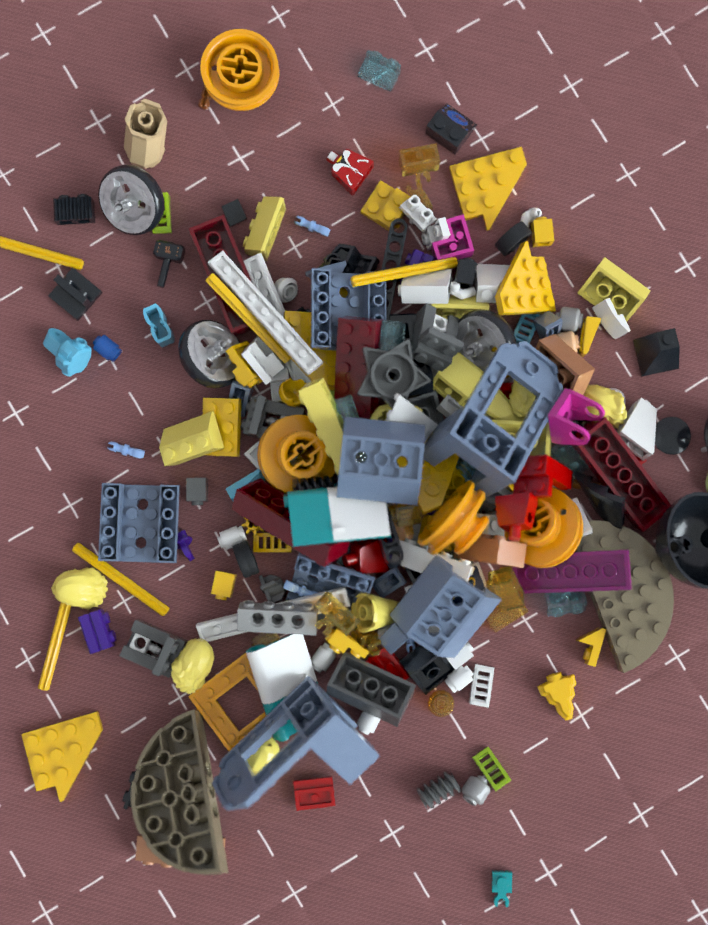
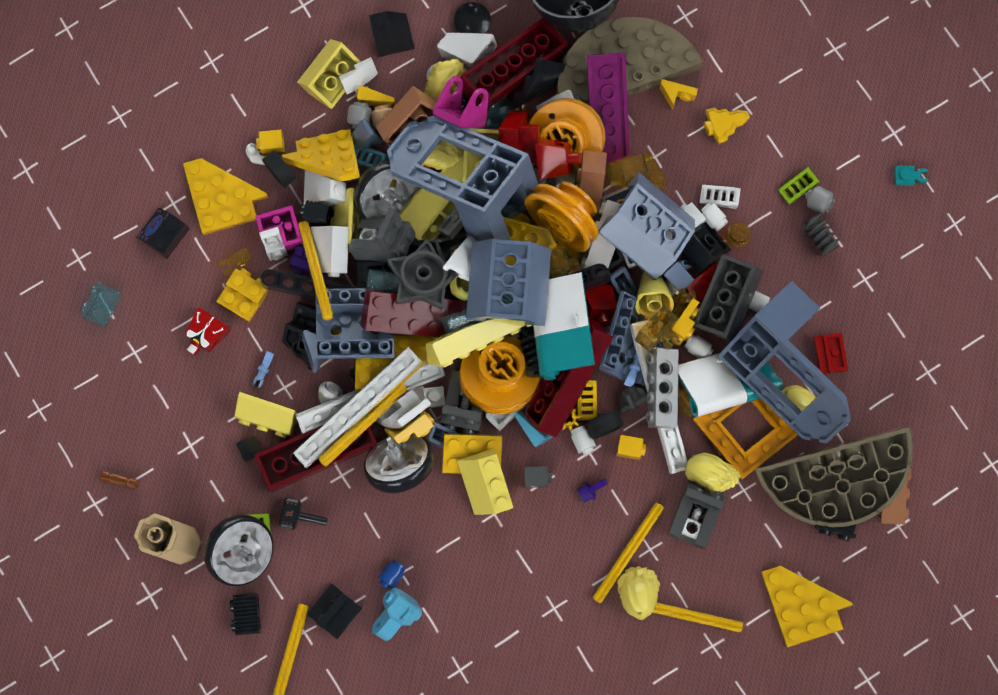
camera: 90 degrees left, 5 degrees down
(97, 631) = (681, 573): dark purple brick -> none
(125, 522) = (571, 516): sand blue slope -> none
(126, 450) = (496, 552): light blue piece -> none
(159, 328) = (373, 517): medium azure brick -> none
(244, 72) = (98, 423): light orange wheel -> none
(289, 391) = (436, 380): yellow hair -> none
(417, 213) = (253, 261): white hips -> none
(419, 160) = (198, 261): clear yellow brick -> none
(456, 291) = (336, 215): white arm -> none
(565, 602) = (637, 118): clear light blue bracket -> none

